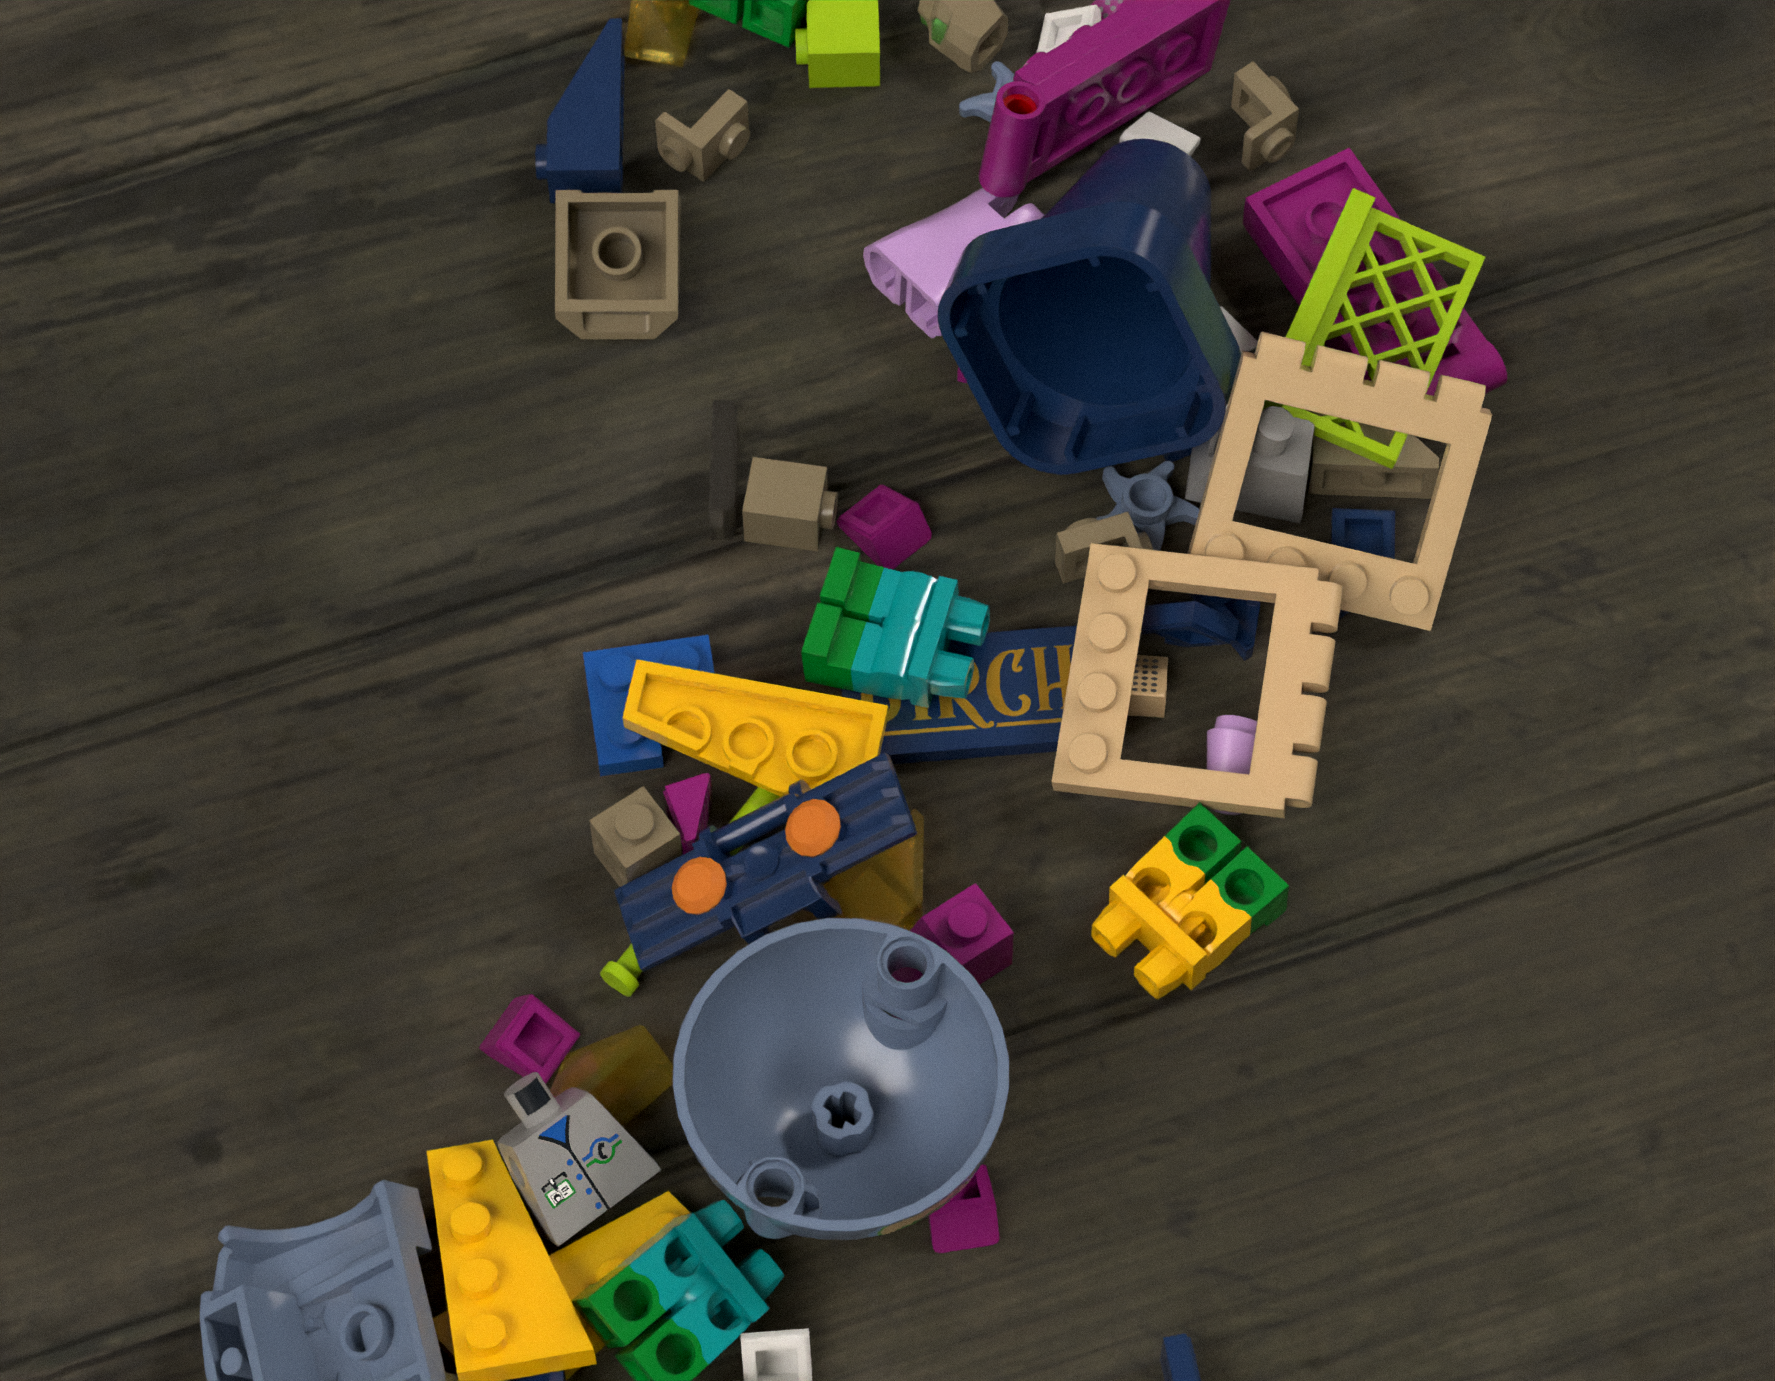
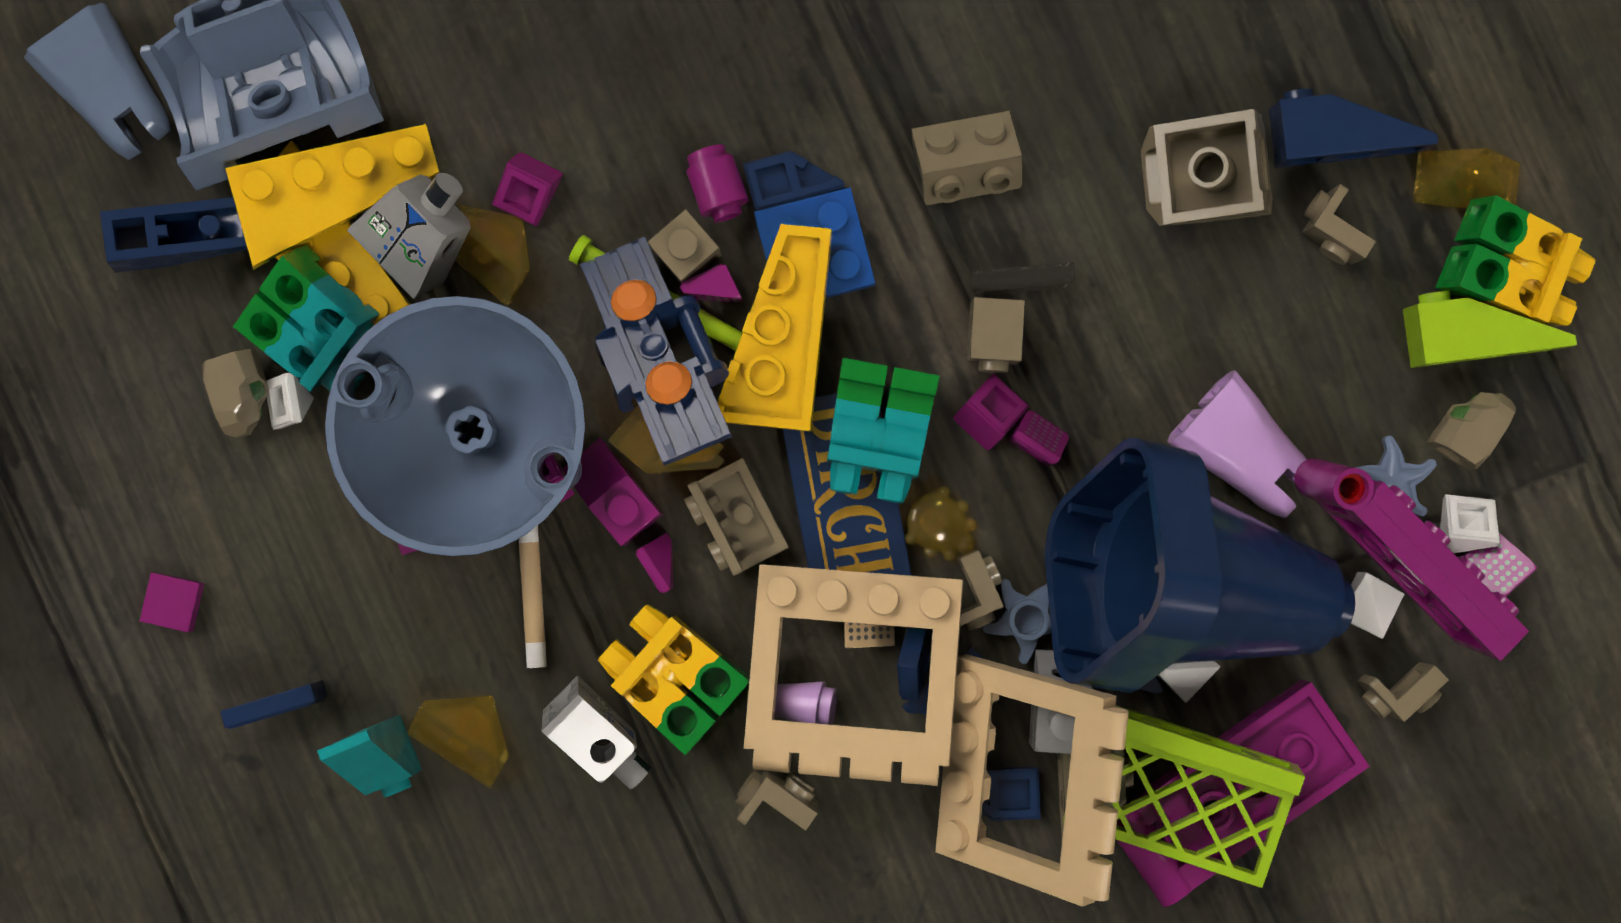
camera: 90 degrees right, 25 degrees up
(556, 802) = (716, 183): none -> magenta brick
(563, 518) = (968, 158): none -> dark tan bracket
(563, 731) = (786, 180): none -> dark blue tile
(928, 471) = (1039, 438): none -> magenta slope
(989, 816) = (736, 517): none -> dark tan bracket
(1021, 591) = (940, 525): none -> clear yellow piece
(1041, 915) = (658, 562): none -> magenta slope
(1086, 1078) = (532, 600): none -> tan bar
(1250, 1001) = (580, 719): none -> torso
(1250, 1173) = (463, 733): none -> clear yellow slope
(1263, 1259) = (375, 758): none -> teal slope
(1343, 789) = (787, 794): none -> dark tan bracket

